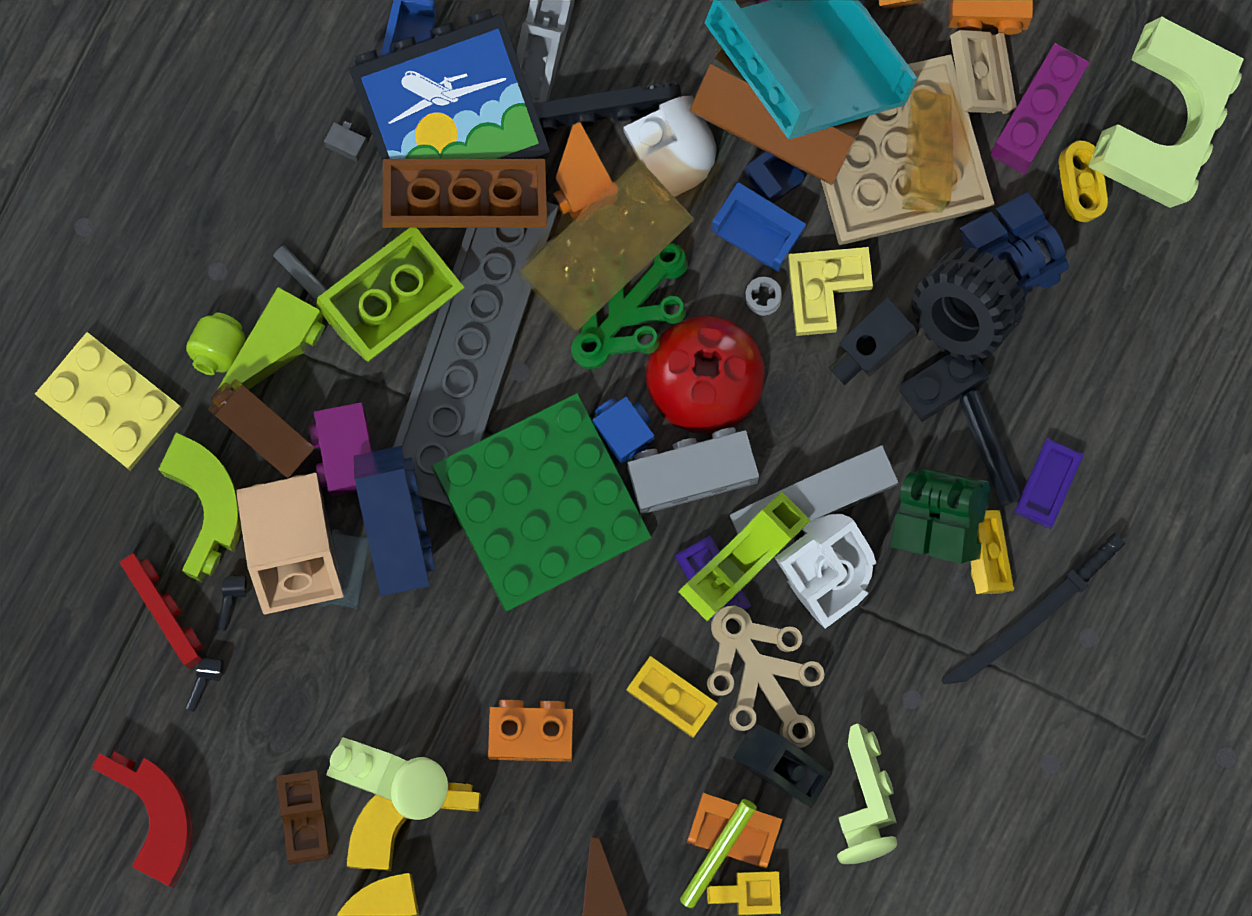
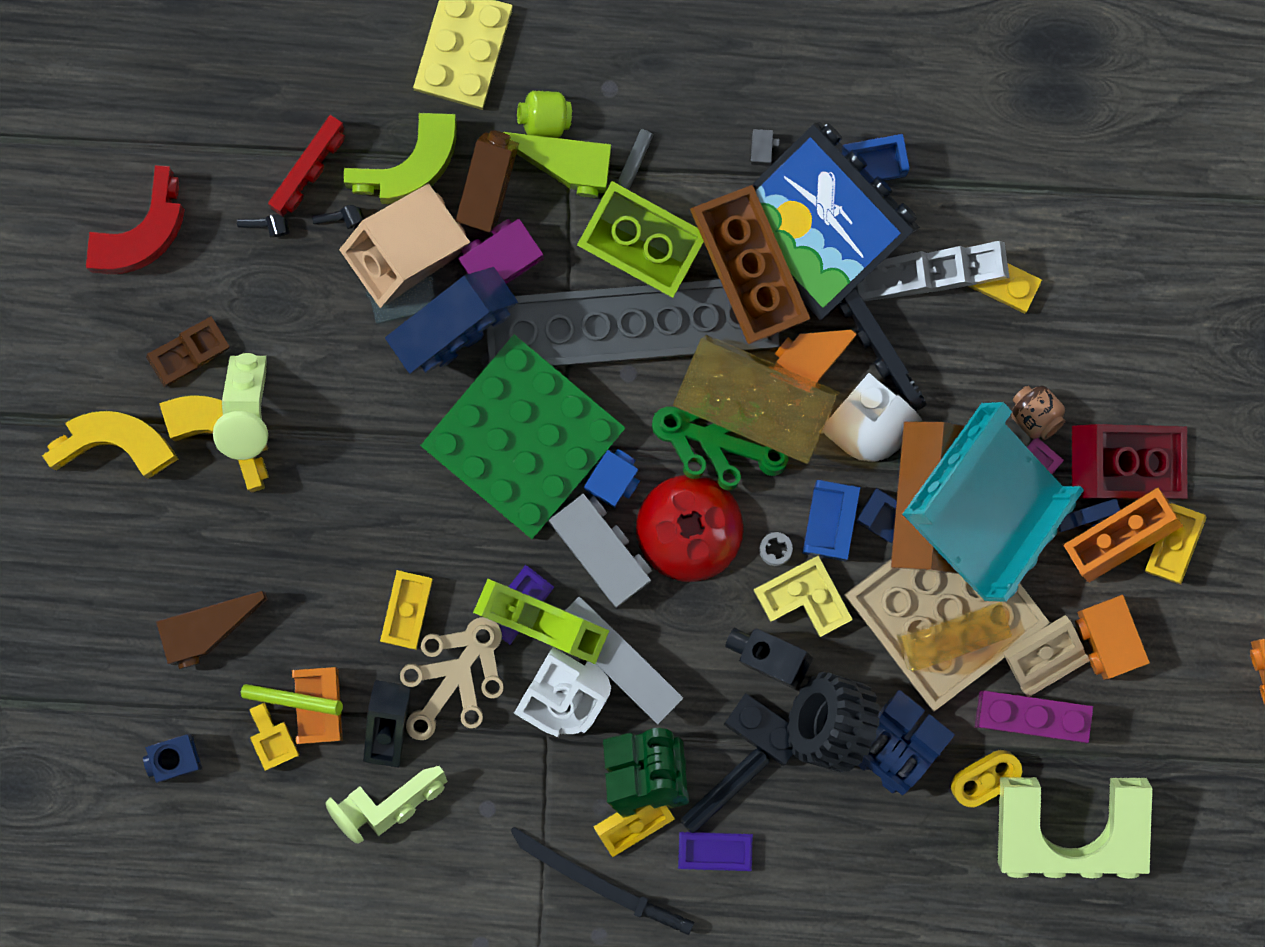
camera: 65 degrees right, 5 degrees up
(530, 732) = (329, 507): orange brick -> none

